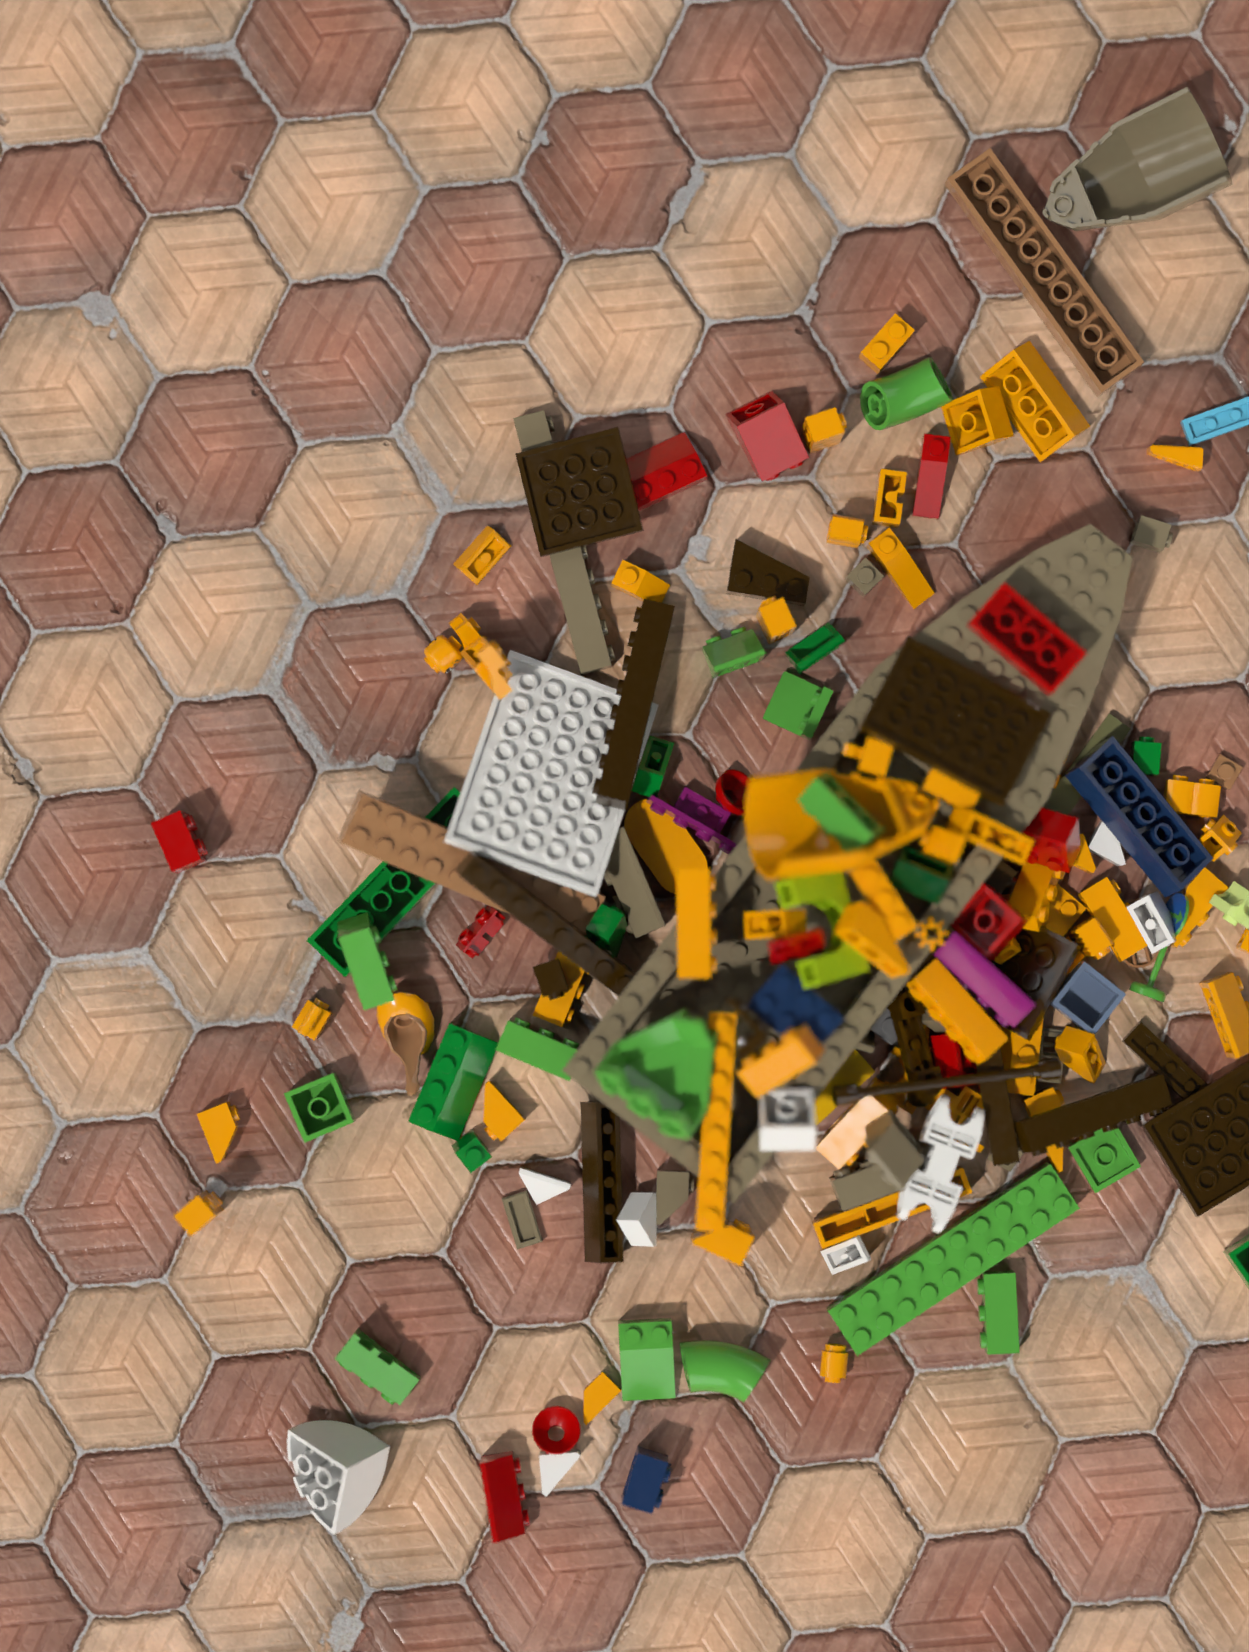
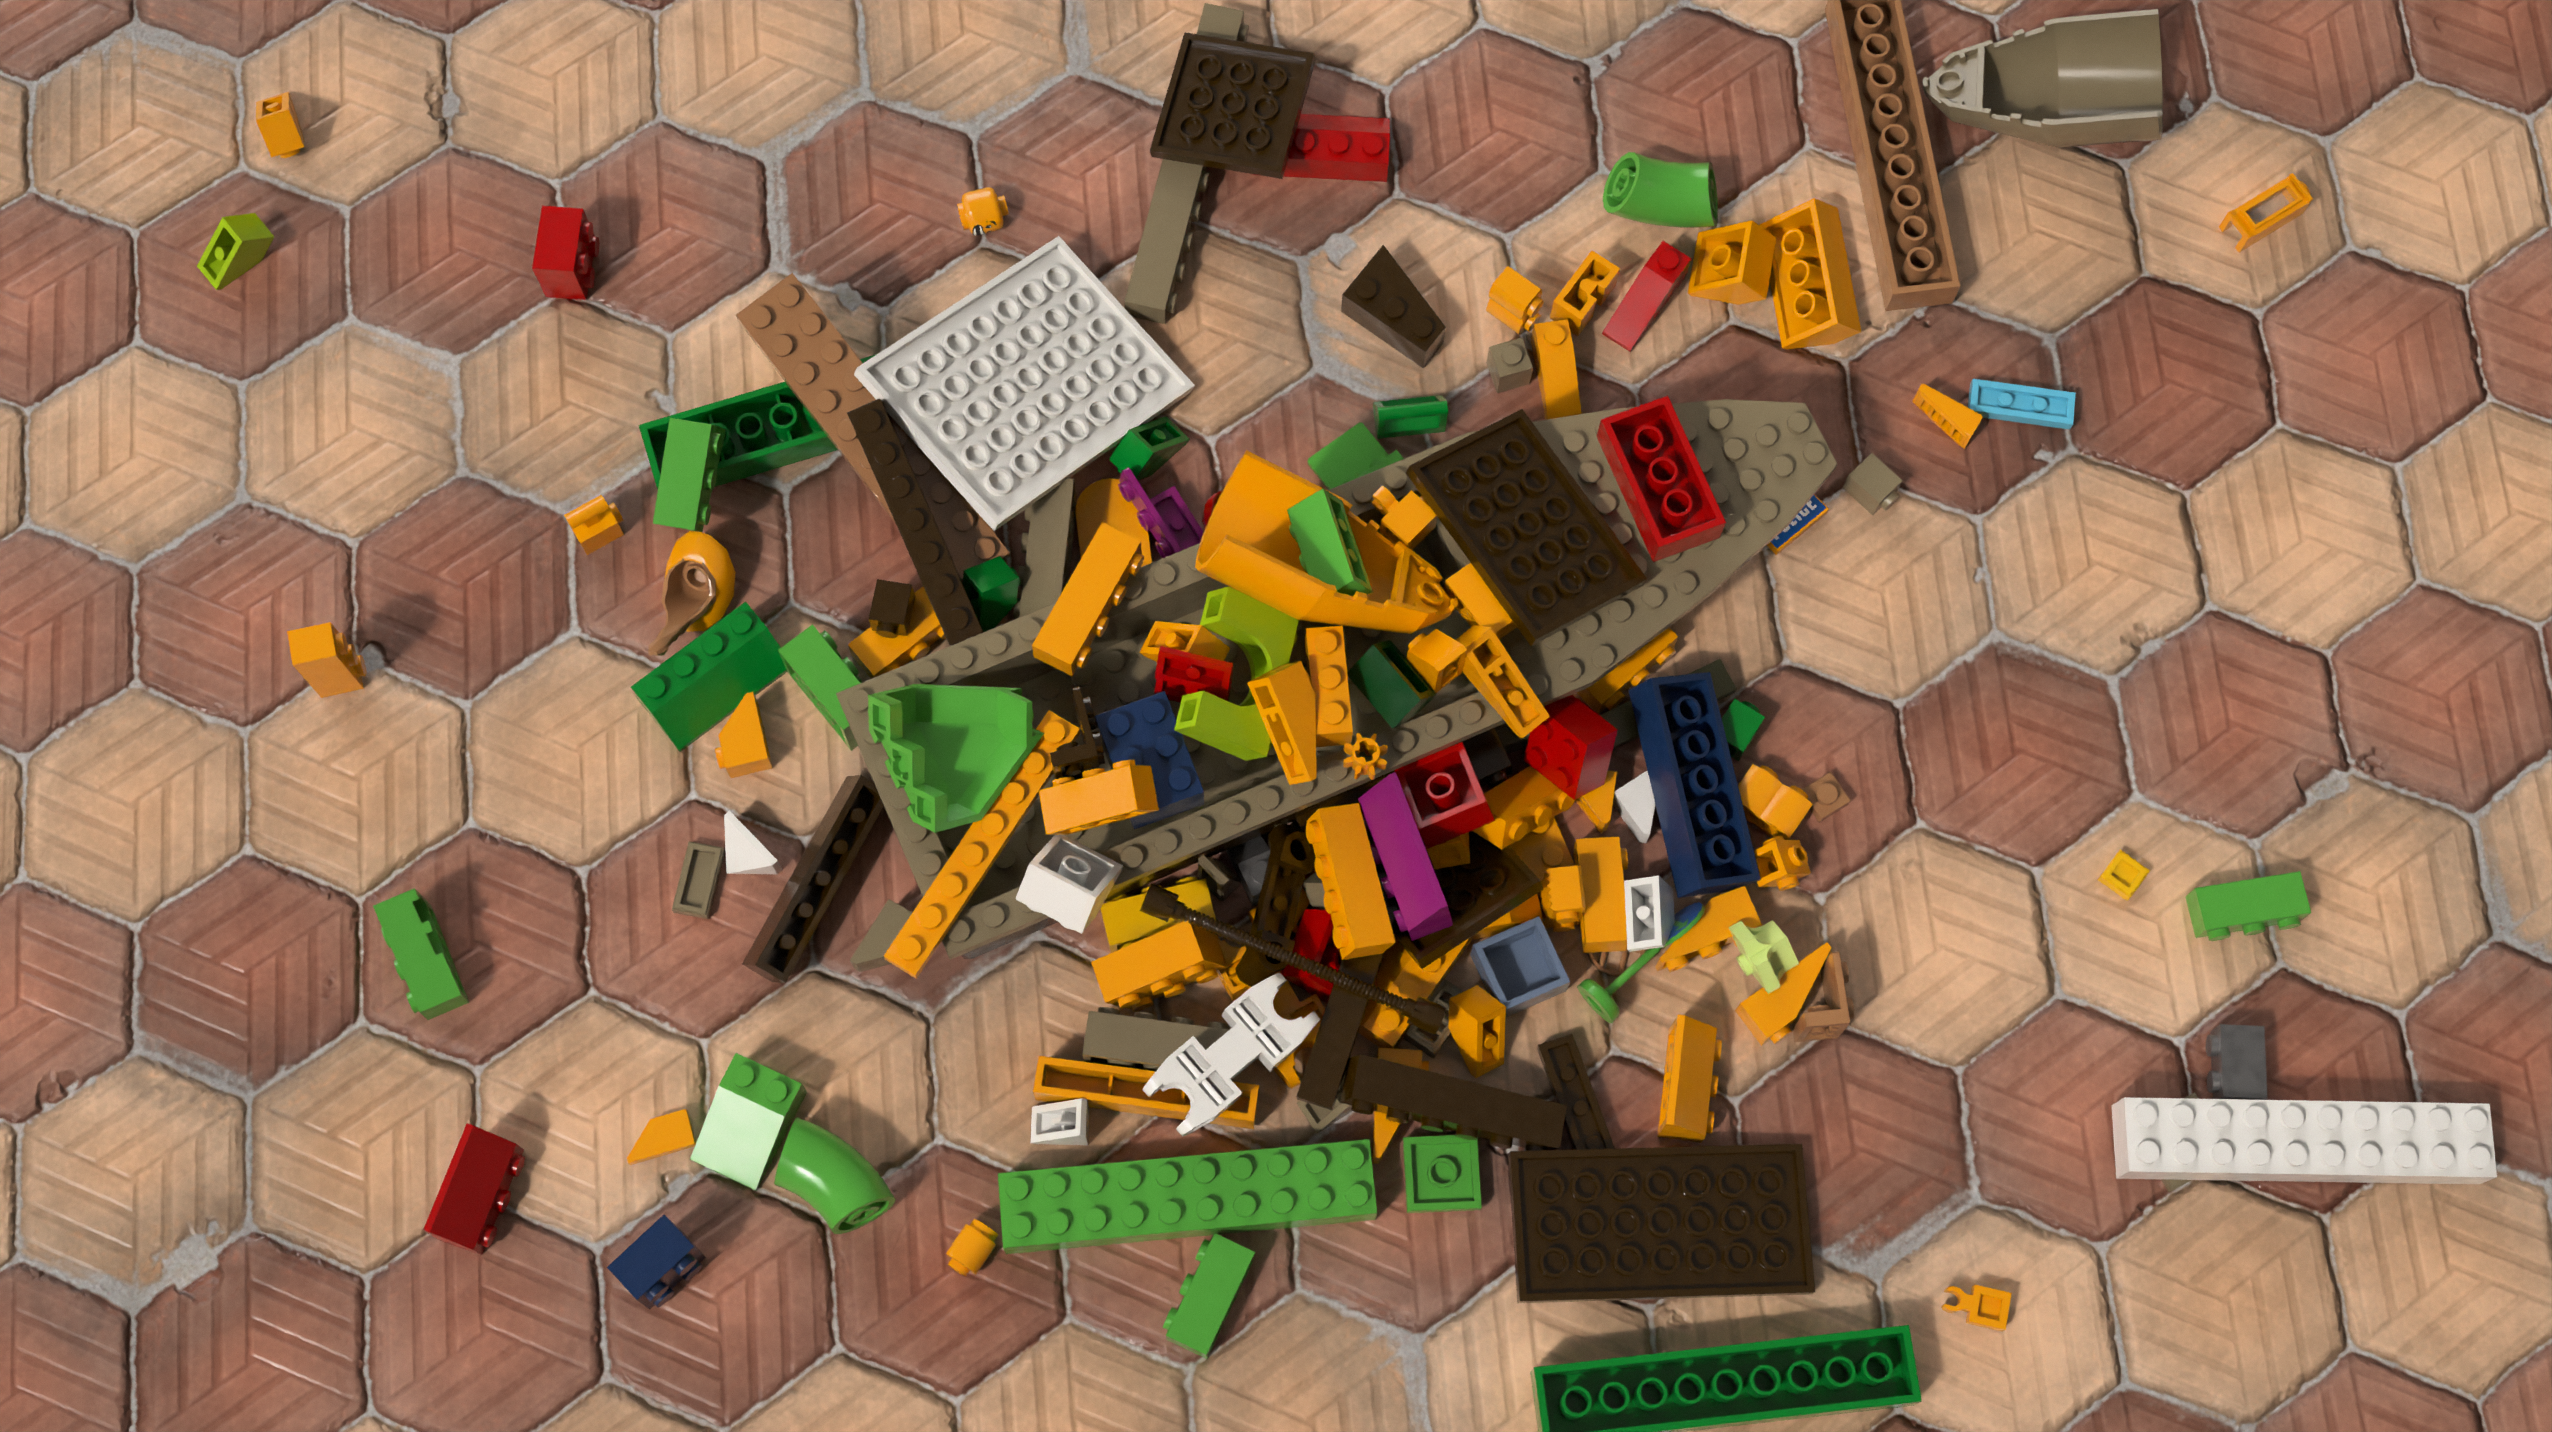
camera: 30 degrees right, 15 degrees down
(219, 1128) = (413, 590): light orange slope -> none
(319, 1107) = (541, 622): bright green brick -> none
(336, 1469) = (298, 1051): white brick -> none
(471, 1151) = (685, 764): green brick -> none
(472, 940) = (833, 533): red hinge -> none
(482, 555) = (1089, 135): light orange slope -> none
(482, 656) = (1020, 220): light orange bracket -> none
(555, 1467) = (559, 1192): white slope -> none
(559, 1417) = (583, 1131): red piece -> none
(634, 705) = (1163, 359): dark brown brick -> none
(639, 583) = (1247, 246): light orange slope -> none
(639, 1219) = (833, 944): white slope -> none
(730, 1244) = (923, 1017): light orange slope -> none
(733, 652) = (1310, 371): bright green slope -> none
(768, 436) = (1481, 164): slope -> none
(775, 619) = (1379, 349): light orange brick -> none
(823, 430) = (1548, 176): light orange brick -> none
(886, 343) = (1671, 132): light orange brick -> none
(893, 1149) = (1181, 998): dark tan slope -> none

